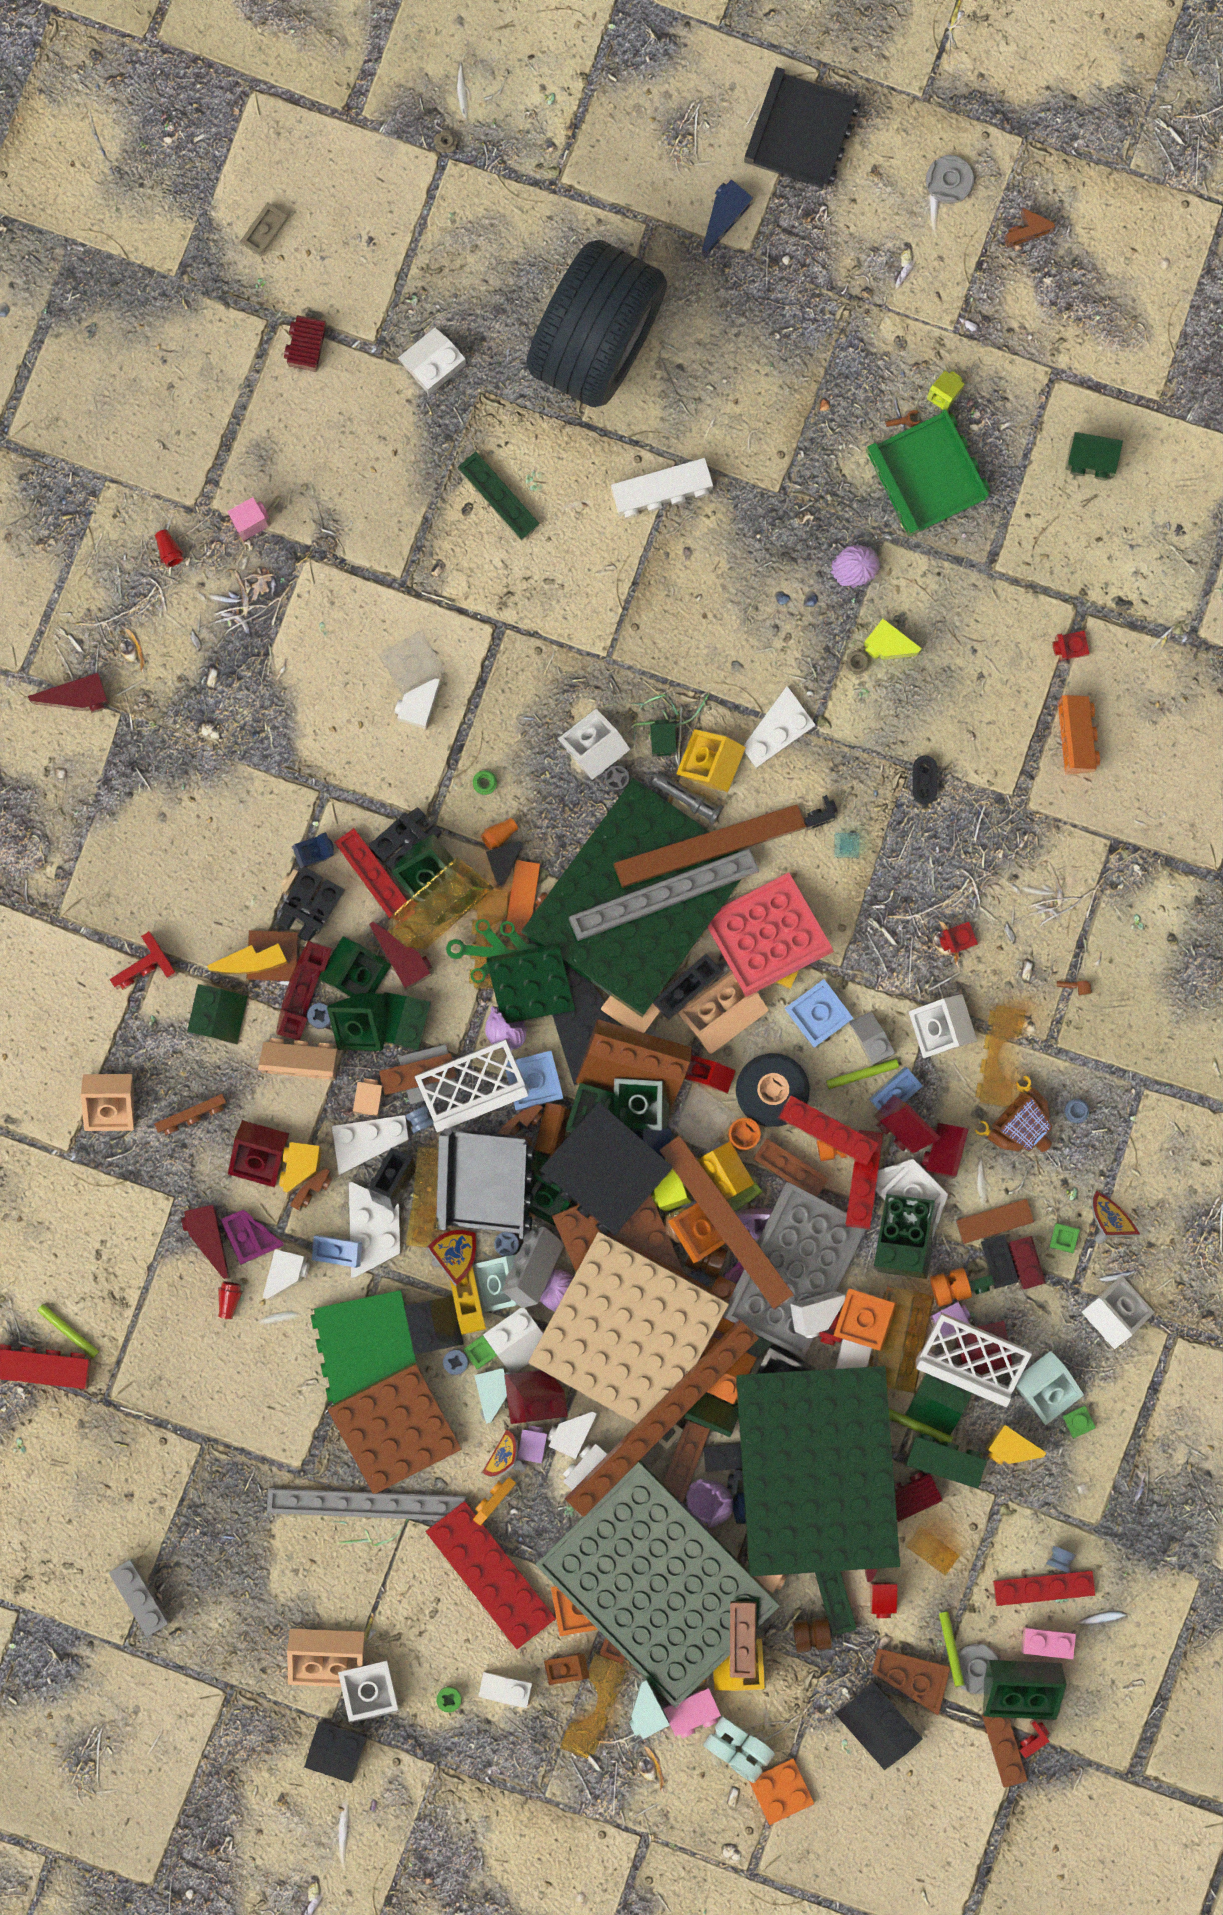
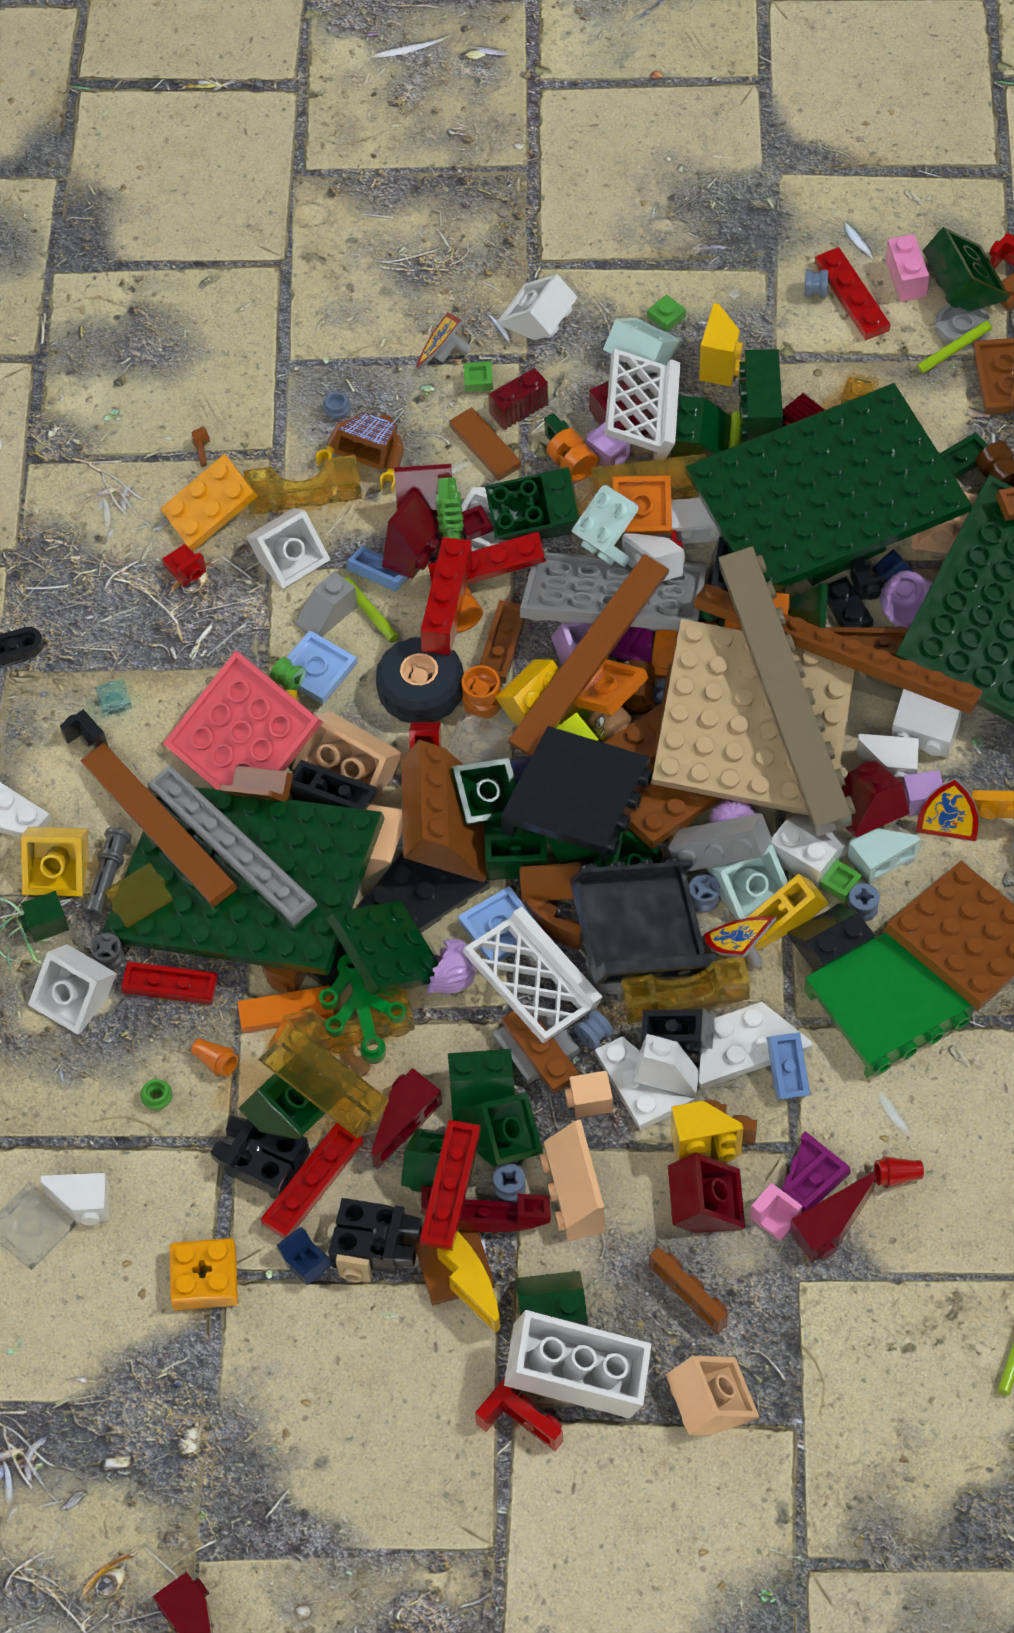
camera: 105 degrees left, 25 degrees down
(154, 1012) = (577, 1364): none -> white brick
(228, 1199) = (774, 1211): none -> bright pink panel
(285, 1273) = (842, 1110): white slope -> none
(316, 966) = (450, 1185): none -> red plate
(336, 789) = (220, 1283): none -> light orange brick
(364, 1159) = (666, 1066): none -> white slope
(503, 860) = (246, 1038): black slope -> none
(576, 818) = (169, 983): none -> red tile
(631, 1359) = (785, 691): none -> dark tan brick
(651, 814) = (138, 895): none -> clear yellow piece
(710, 931) = (259, 783): none -> panel
(809, 985) = (287, 674): none -> bright green wheel
(855, 1283) = (604, 524): none -> light aqua bracket
(883, 1599) = (932, 413): red slope -> none
(909, 1182) = (475, 523): none -> dark red tile
(913, 1162) = (449, 508): none -> bright green hinge
(999, 1261) = (524, 425): black plate -> none
(1007, 974) = (209, 502): none -> light orange plate

